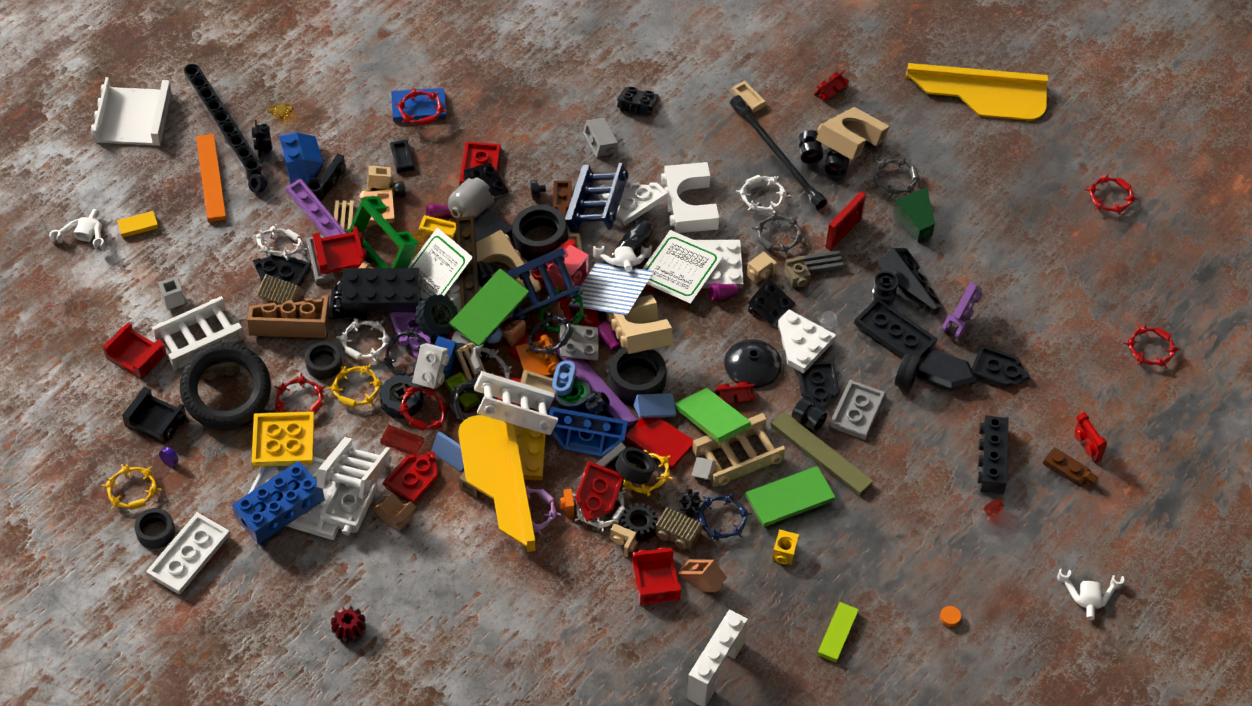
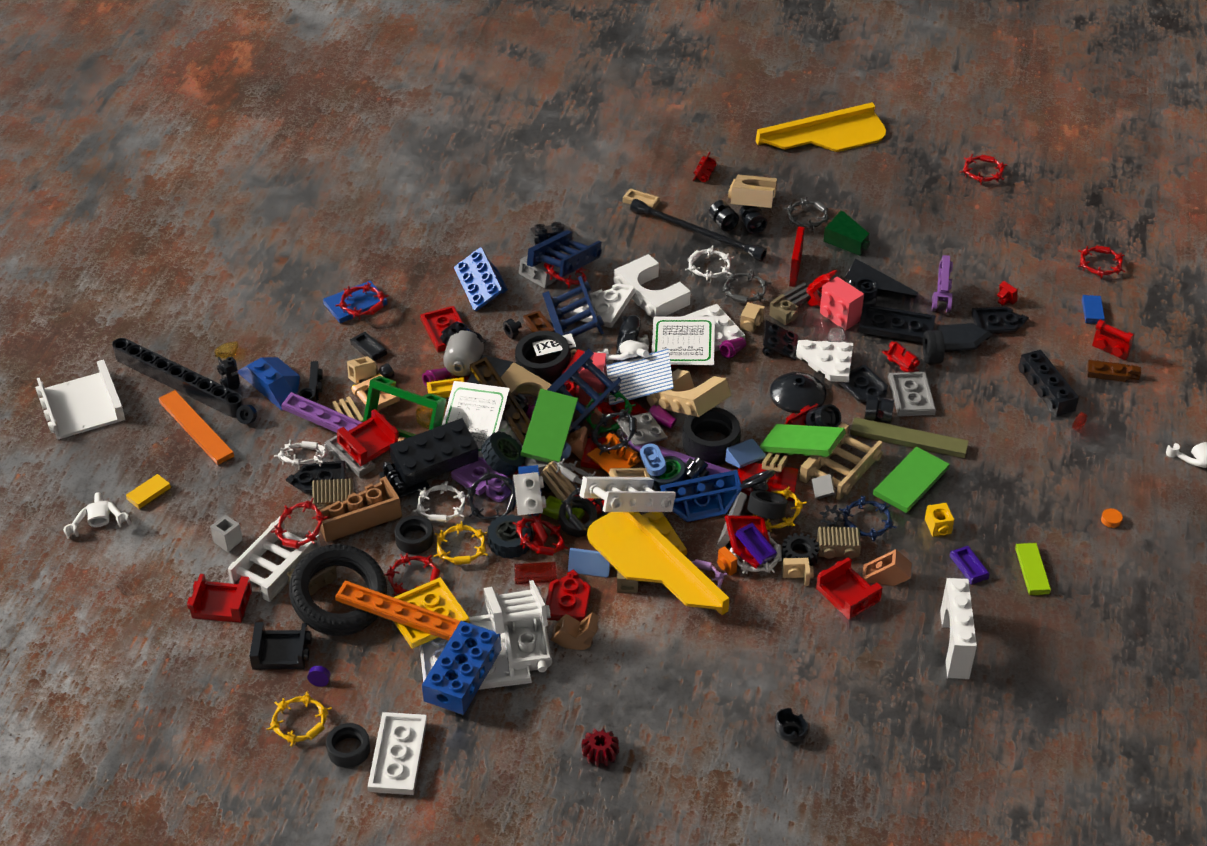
camera: 25 degrees left, 10 degrees down
(226, 296) = (311, 537): none -> red piece
(255, 427) = (397, 610): none -> orange tile
(425, 409) = (540, 534): none -> red arm
(515, 678) = (790, 726): none -> black hair
(541, 126) = (480, 279): none -> bracket
(550, 224) = (549, 346): none -> white sticker
(598, 499) = (756, 543): none -> dark purple tile
(628, 118) = (562, 243): none -> dark blue fence
(637, 151) = (569, 281): none -> red piece
(643, 439) = (758, 481): none -> black piece
(673, 424) = (782, 462): none -> tan tile
(748, 401) = (824, 416): none -> black wheel
(783, 602) = (969, 565): none -> dark purple tile
(845, 258) = (816, 285): none -> red hair
(851, 289) = (841, 303): none -> coral brick
(872, 373) = (907, 362): none -> red hinge
(1025, 344) = (1007, 294): none -> red tile
(1103, 395) = (1092, 308): none -> blue tile

